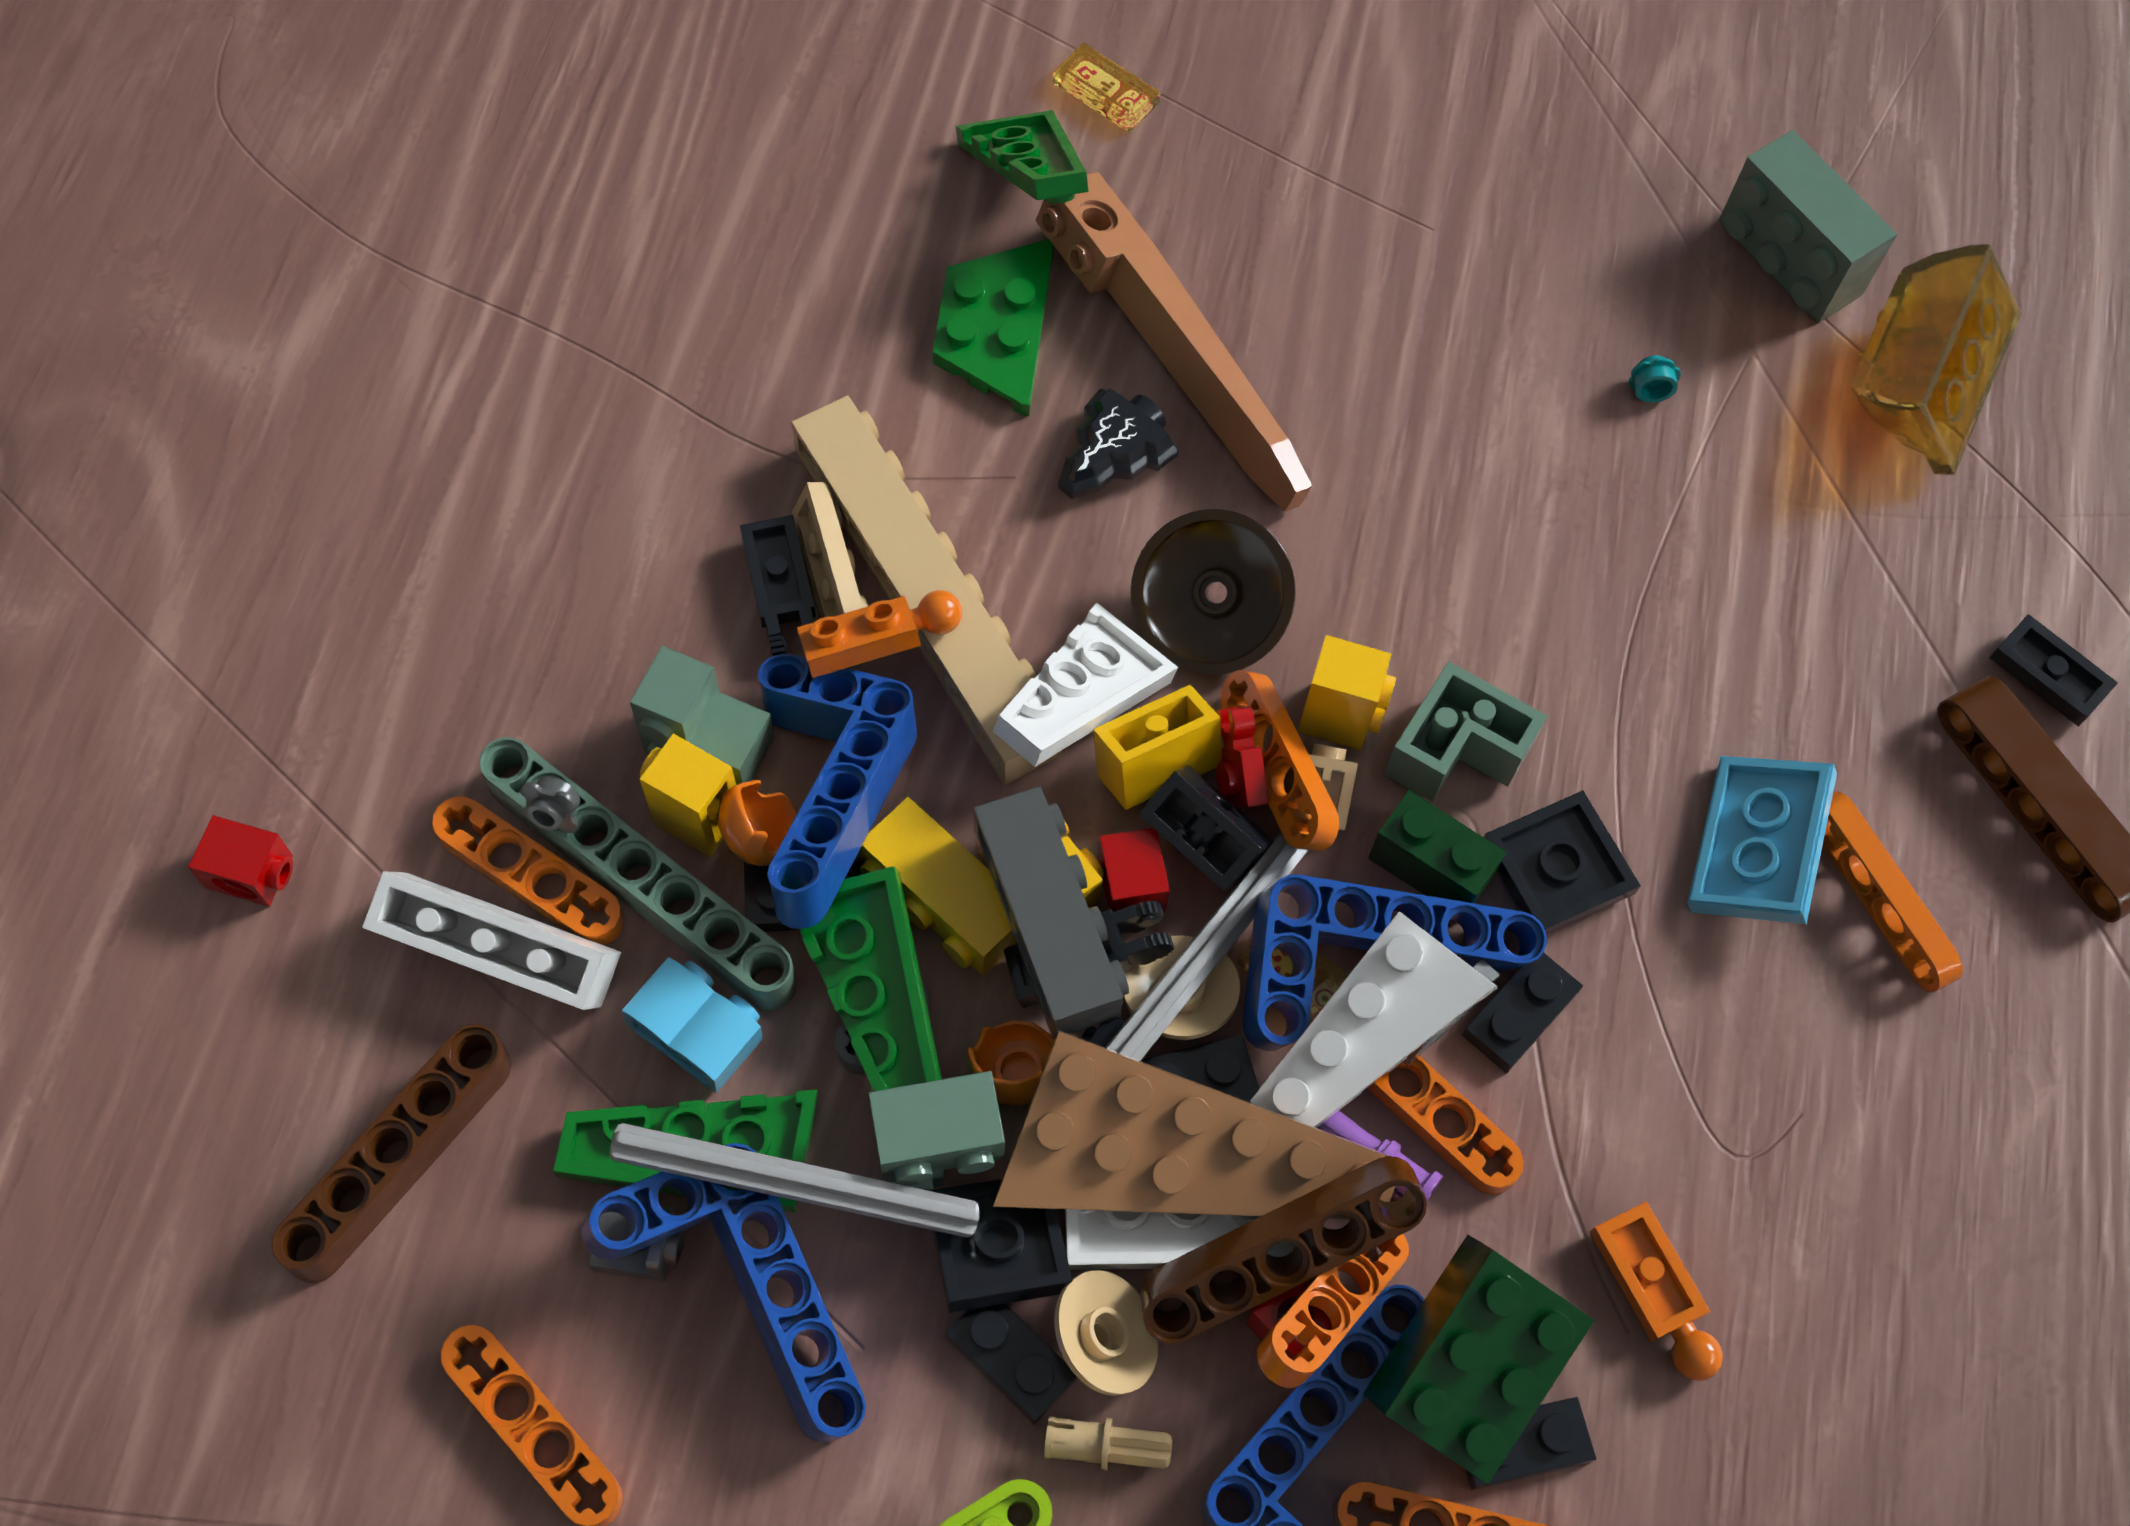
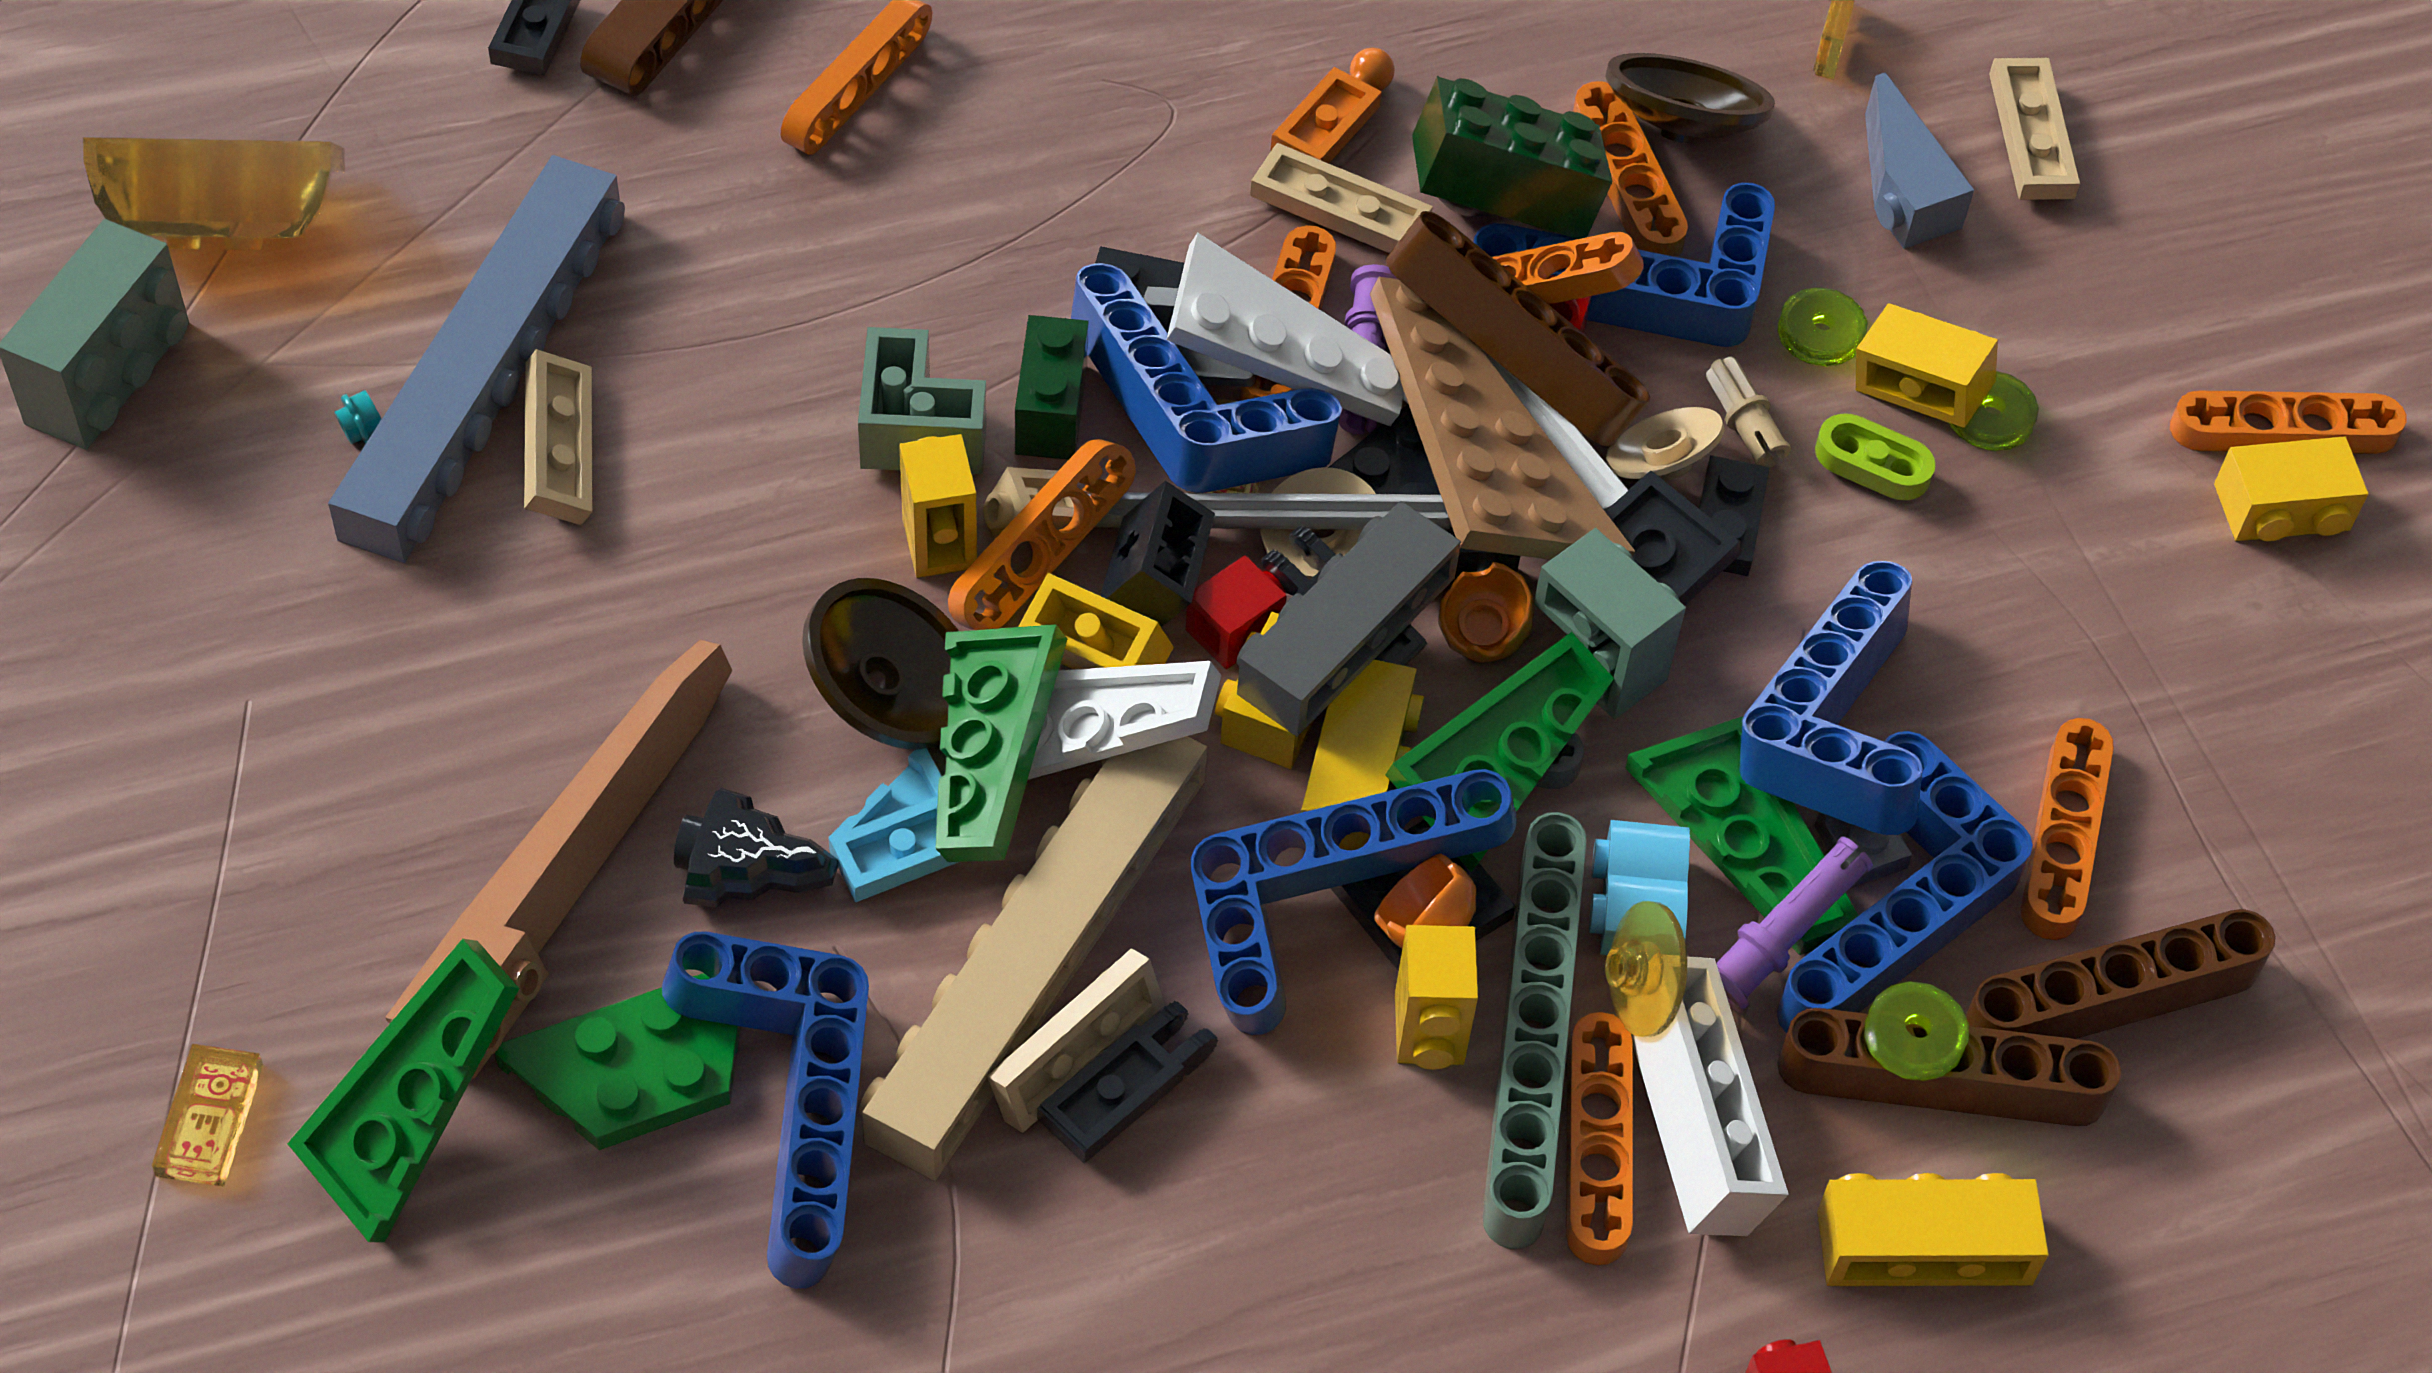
camera: 120 degrees left, 10 degrees down
(283, 1044) = (1931, 1231): none -> yellow brick
(367, 1376) = (2137, 963): none -> reddish brown beam
(434, 1139) = (1910, 1055): none -> clear neon green piece
(543, 1235) = (1959, 865): none -> blue beam
(551, 804) = (1548, 1090): dark grey plate -> none
(579, 1075) = (1766, 945): none -> medium lavender pin
(607, 937) = (1647, 968): none -> clear yellow dish
(685, 700) = (1350, 1048): sand green brick -> none
(793, 1180) = (1752, 678): light grey axle -> none
(876, 631) = (1150, 915): orange plate -> none
(902, 388) = (811, 1084): none -> blue beam
(1075, 550) = (893, 833): none -> medium azure wing
(1100, 619) = (995, 720): none -> wing
(1241, 766) = (1073, 556): red plate -> none
(1555, 1214) = (1335, 198): none -> tan plate
(1562, 863) = (984, 302): black plate -> none
(1568, 490) = (558, 437): none -> tan plate
(1685, 478) = (476, 360): none -> sand blue brick
(1762, 839) = (866, 163): medium azure tile -> none

